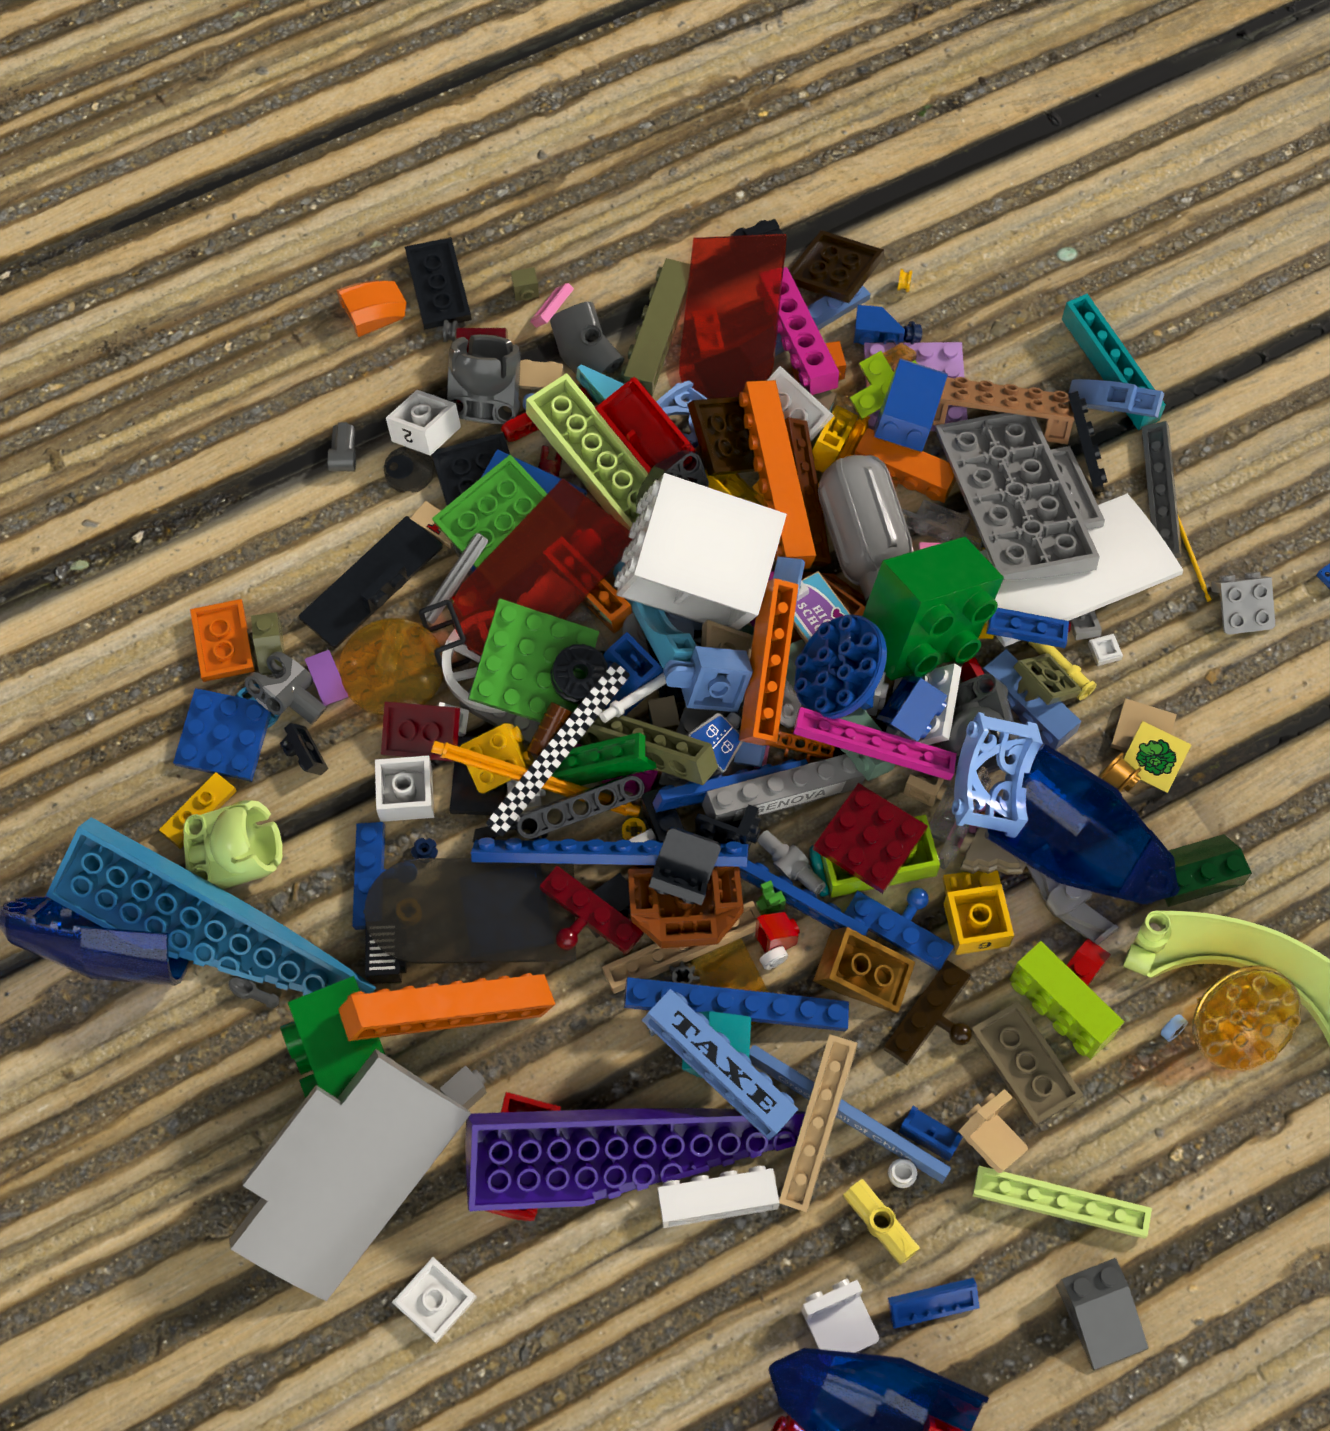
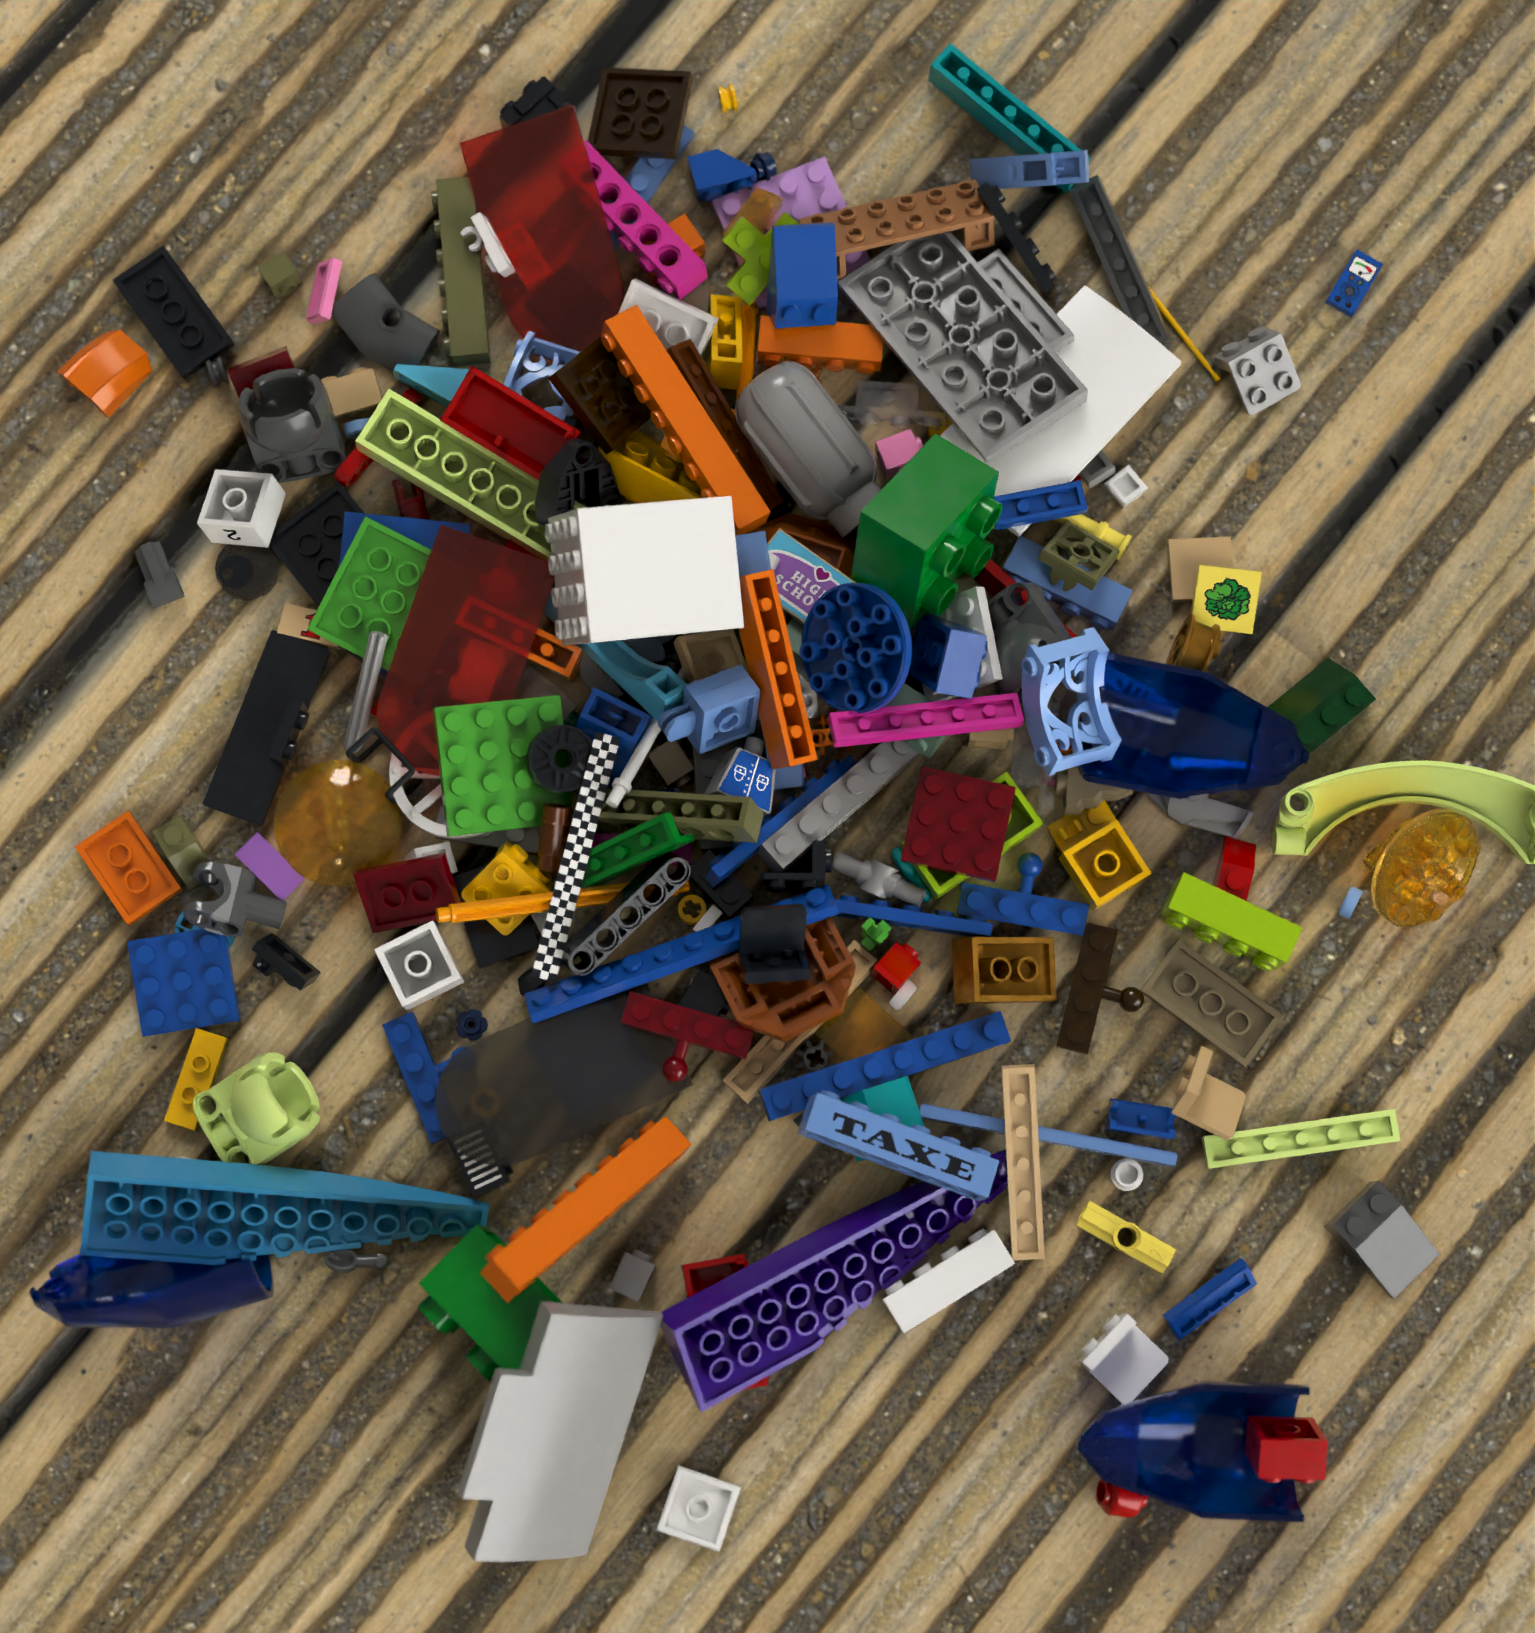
camera: 25 degrees left, 15 degrees up
(685, 305) = (497, 257): none -> white plate

